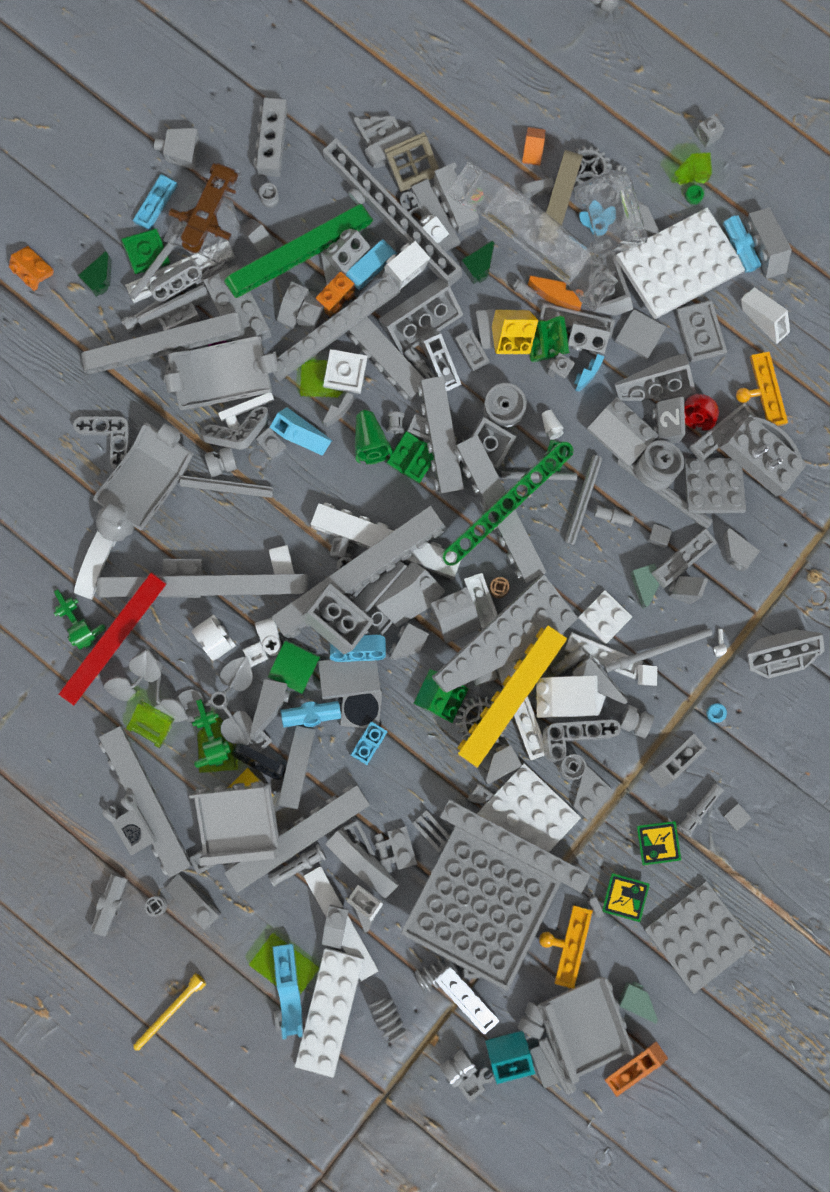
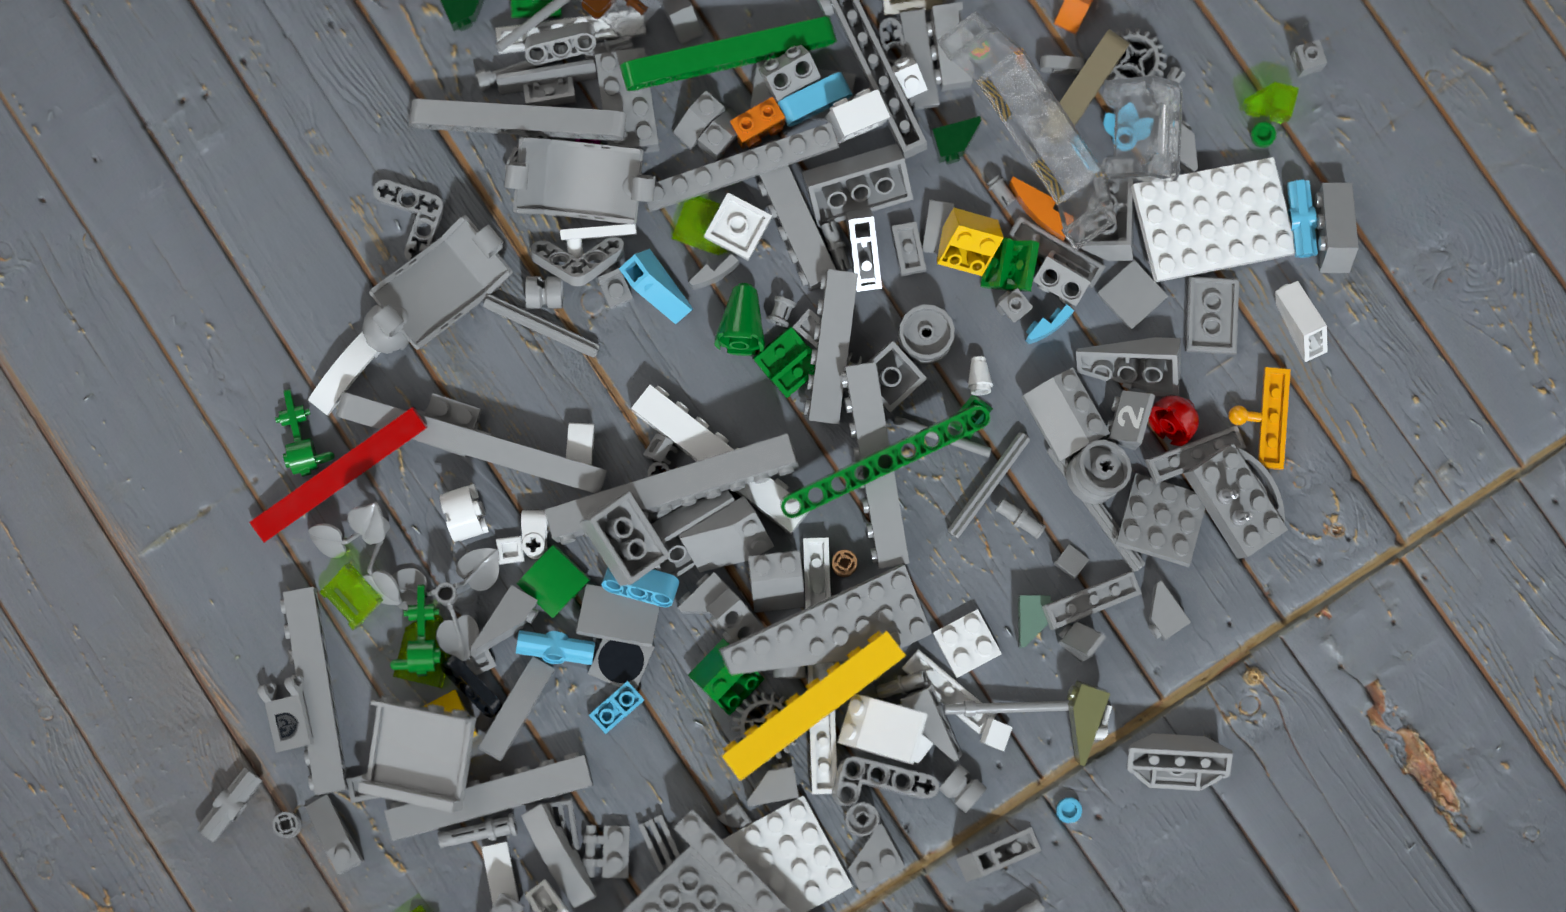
camera: 20 degrees right, 0 degrees up
(433, 651) = (733, 617): none -> light grey brick
(707, 639) = (1085, 712): none -> olive slope

